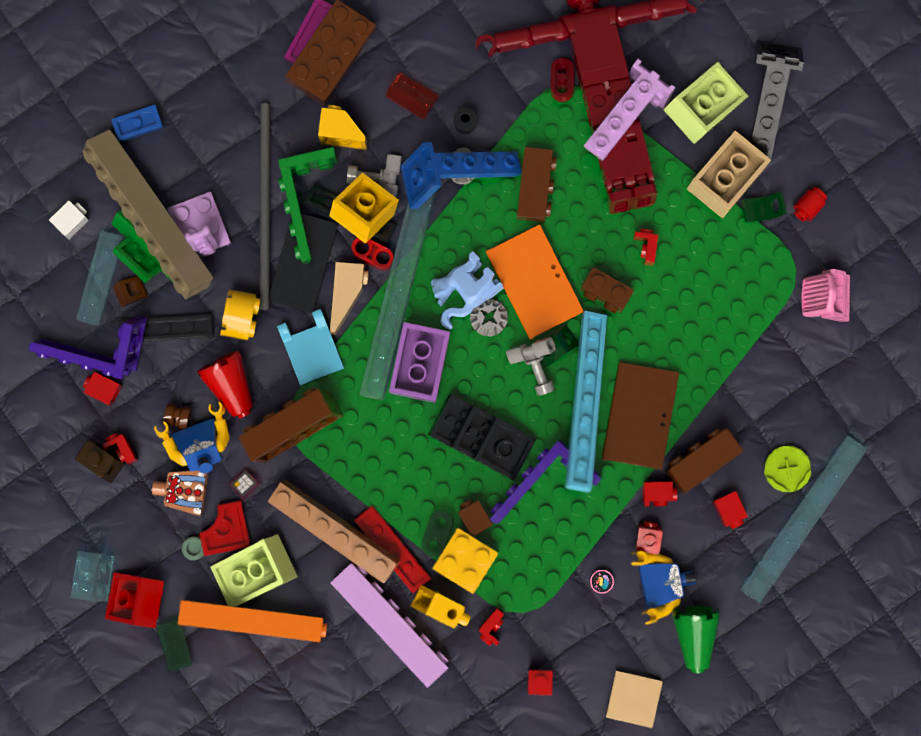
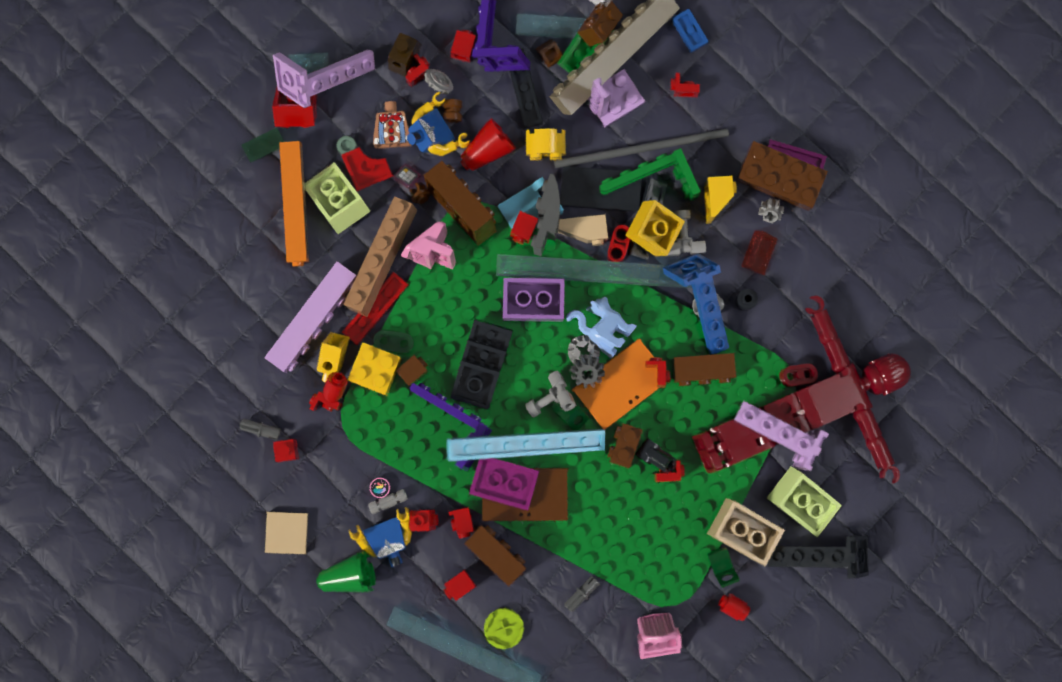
camera: 75 degrees right, 0 degrees up
(109, 224) = (600, 23): none -> reddish brown brick
(116, 586) = (300, 86): none -> lavender bracket
(139, 425) = (438, 81): none -> light grey gear
(206, 141) = (687, 89): none -> red bracket
(270, 472) = (420, 194): none -> reddish brown plate
(319, 323) = (549, 215): none -> dark grey slope
(333, 358) = (524, 228): none -> red brick
(337, 473) = (430, 248): none -> bright pink piece
(367, 72) = (771, 210): none -> light grey gear
(478, 610) = (334, 387): none -> red brick
(506, 316) = (588, 377): none -> dark grey gear
(508, 708) = (260, 429): none -> dark grey axle
(534, 232) = (663, 375): none -> red bracket
(619, 575) = (387, 501): none -> light grey axle
(621, 261) = (653, 454): none -> black piece
(624, 435) = (504, 483): none -> magenta plate
(764, 372) = (581, 594): none -> dark grey axle

